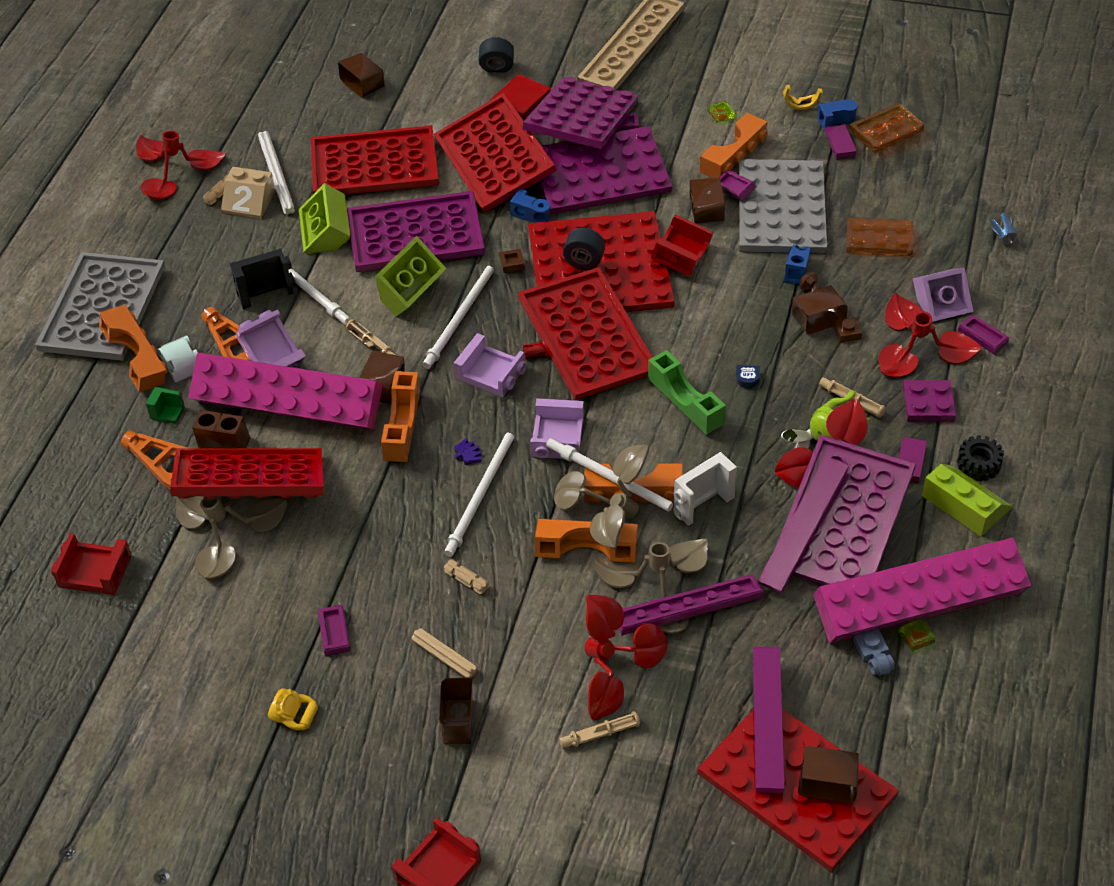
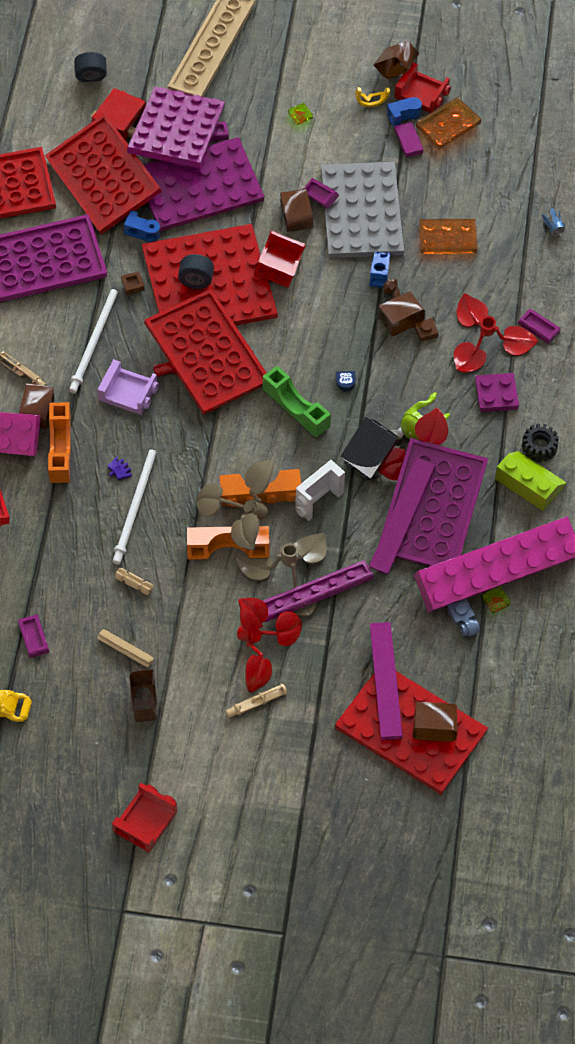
camera: 10 degrees left, 10 degrees up
(407, 276) = (46, 309): lime slope -> none
(556, 420) = (192, 443): lavender panel -> none
(570, 453) = (206, 467): white bar -> none
(748, 135) = (305, 167): orange arch -> none
(770, 446) = (370, 448): none -> black panel
(823, 71) = (396, 59): none -> reddish brown piece
(867, 96) = (423, 87): none -> red panel
(867, 404) = (440, 397): tan piece -> none
(913, 451) = (485, 444): magenta tile -> none
(944, 293) = (504, 290): lavender slope -> none

